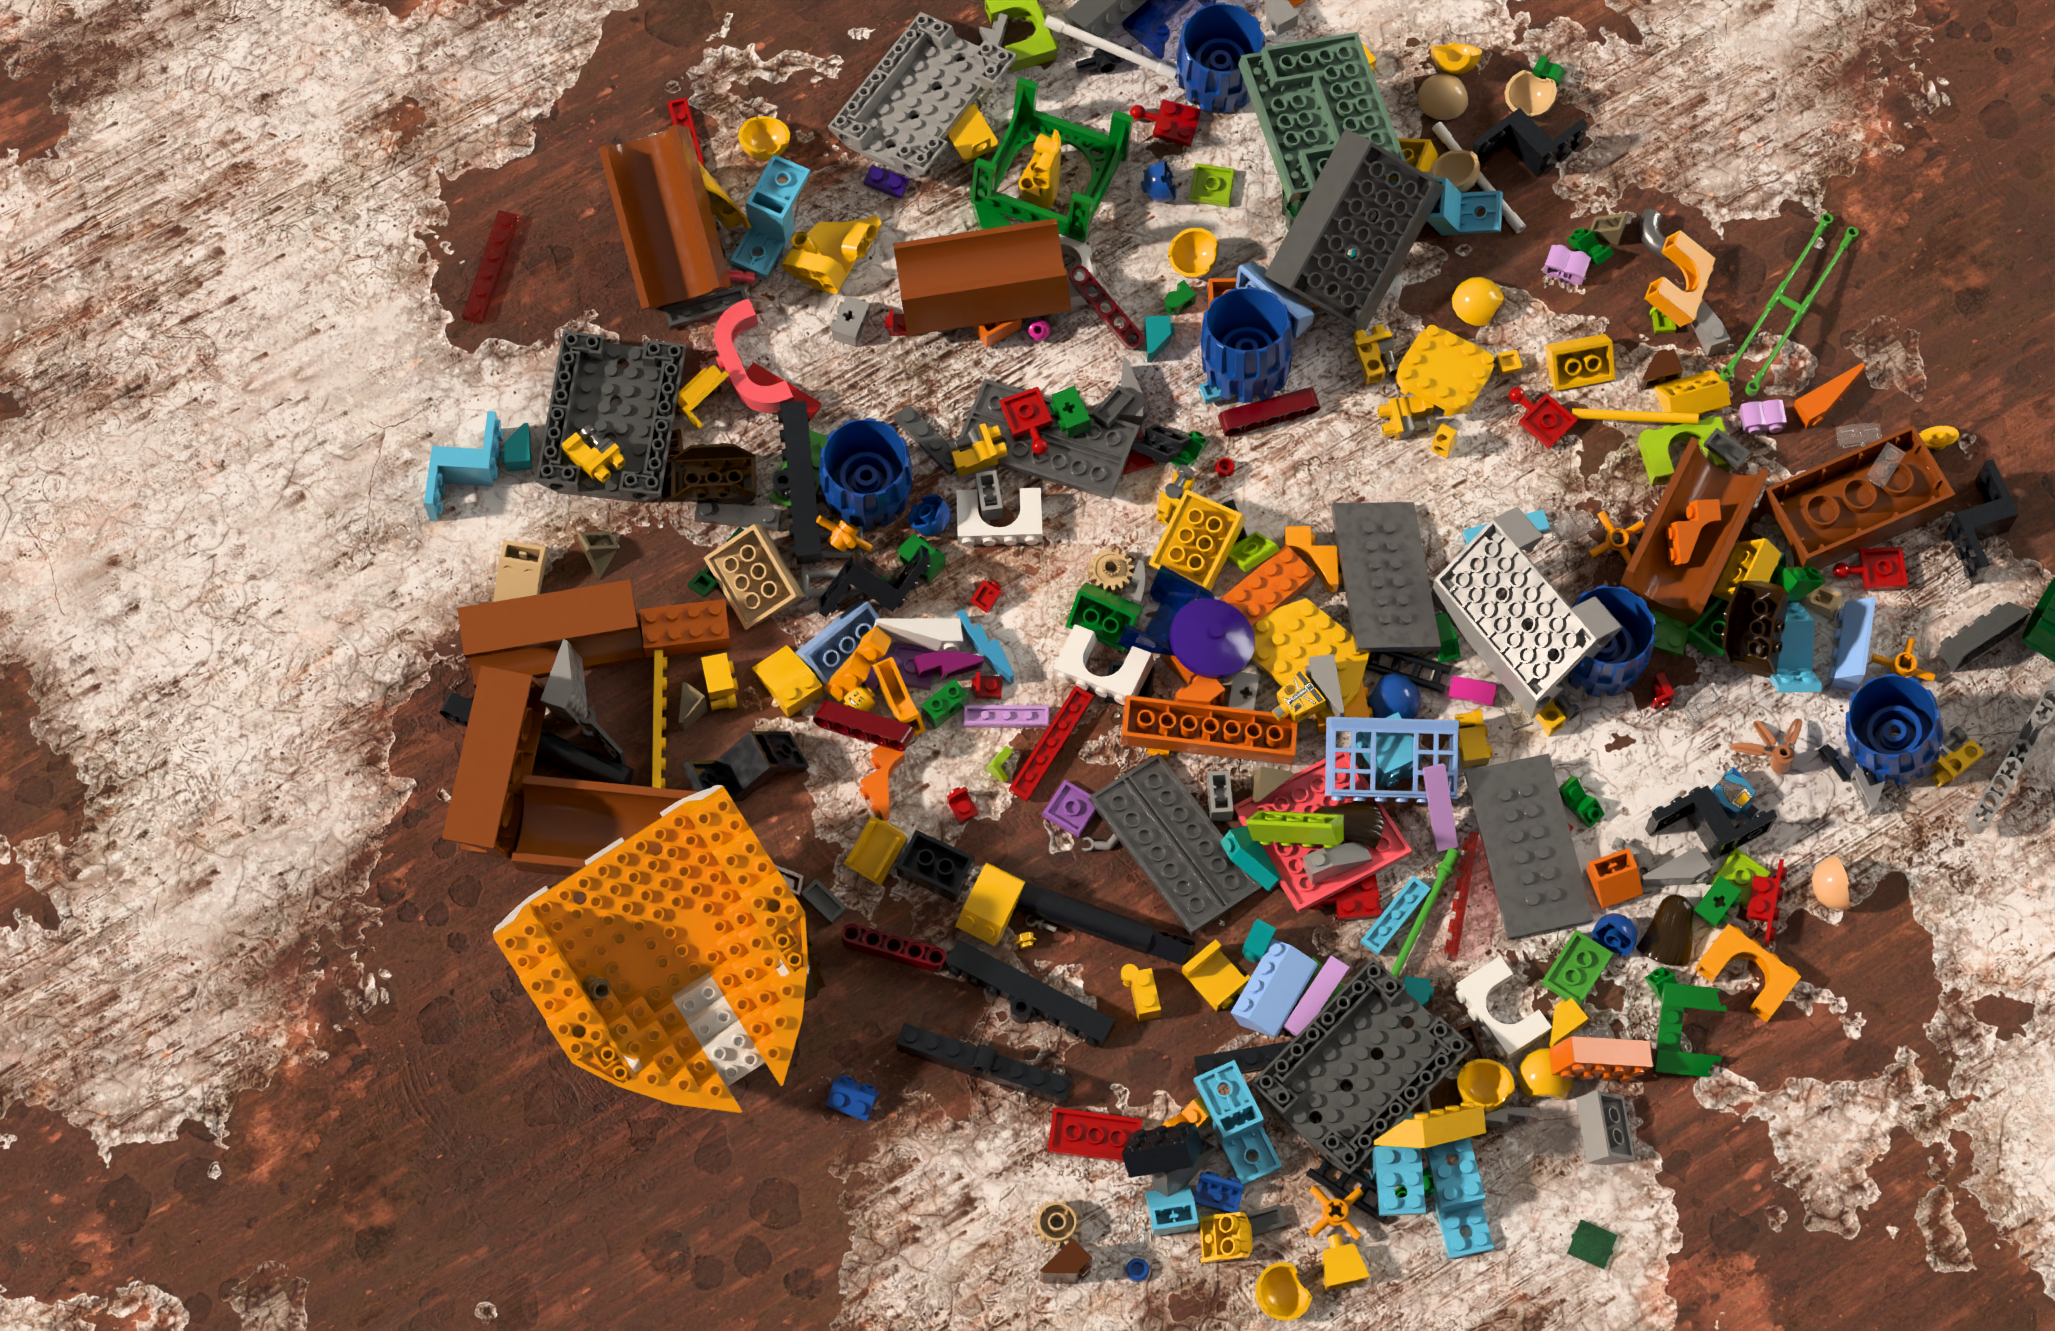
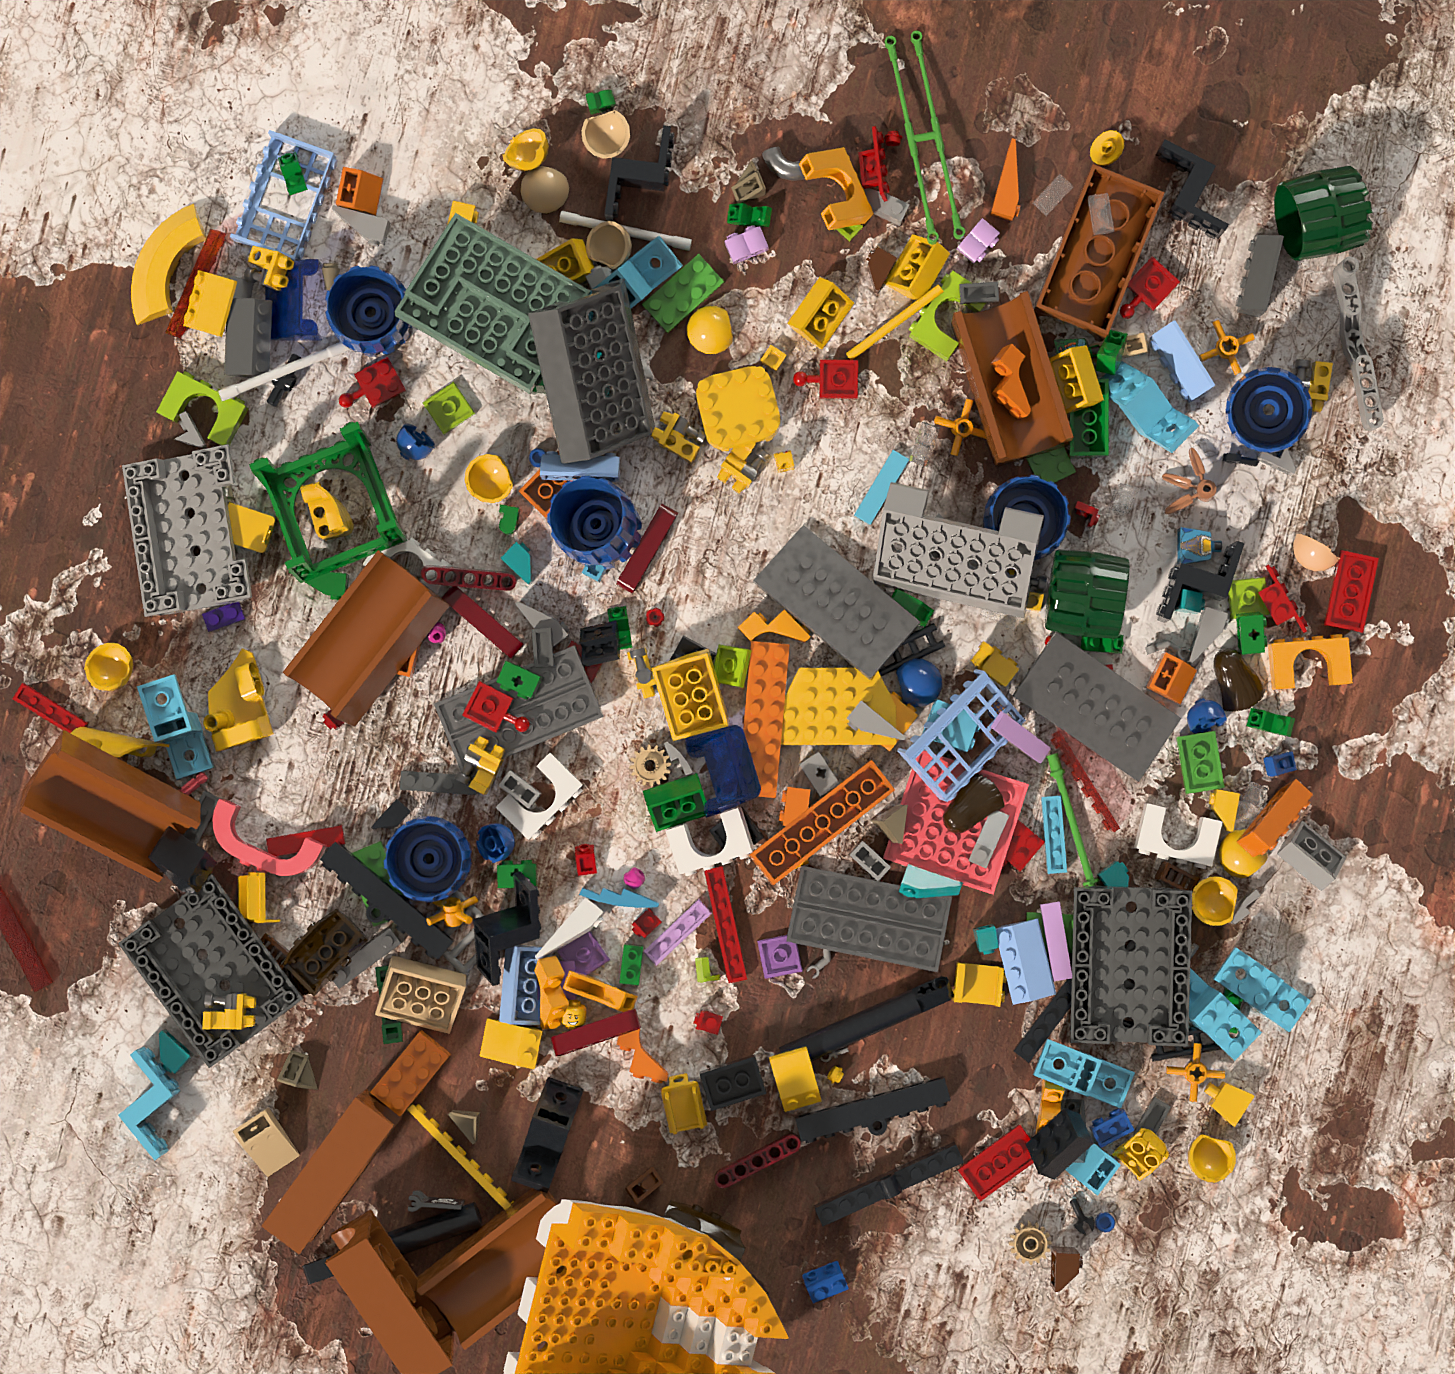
camera: 40 degrees left, 20 degrees up
(566, 686) = (382, 1198): light grey slope -> none
(674, 311) = (182, 861): none -> black slope
(719, 681) = (469, 1088): yellow hinge -> none
(823, 901) = (681, 1170): dark grey tile -> none
(850, 321) = (303, 736): light grey brick -> none
(946, 663) = (606, 936): magenta slope -> none
(1012, 643) = (634, 878): none -> dark pink piece
(1084, 353) = (482, 621): none -> dark red beam
(1121, 1247) = (1081, 1217): none -> black bar
(1143, 991) = (943, 1040): yellow hinge -> none
(1212, 638) = (769, 761): dark purple dish -> none
(1296, 828) = (945, 844): lime slope -> none
(1298, 699) = (864, 751): yellow torso -> none
(1437, 1127) = (1219, 972): yellow slope -> none
(1473, 690) = (964, 628): dark pink slope -> none
(1481, 258) = (683, 293): none -> bright green plate
(1592, 1244) = (1367, 938): clear green piece -> none
(1603, 739) = (1087, 594): none -> dark green wheel
(1643, 1027) = (1280, 764): none -> blue slope
(1668, 1054) = (1285, 732): green wedge -> none
(1686, 831) = (1190, 602): none -> teal slope
(1727, 291) = (872, 166): none -> red bracket
(1755, 626) = (1118, 418): dark brown slope -> none
(1762, 288) = (893, 138): none -> red plate
(1837, 948) = (1351, 591): none -> red plate

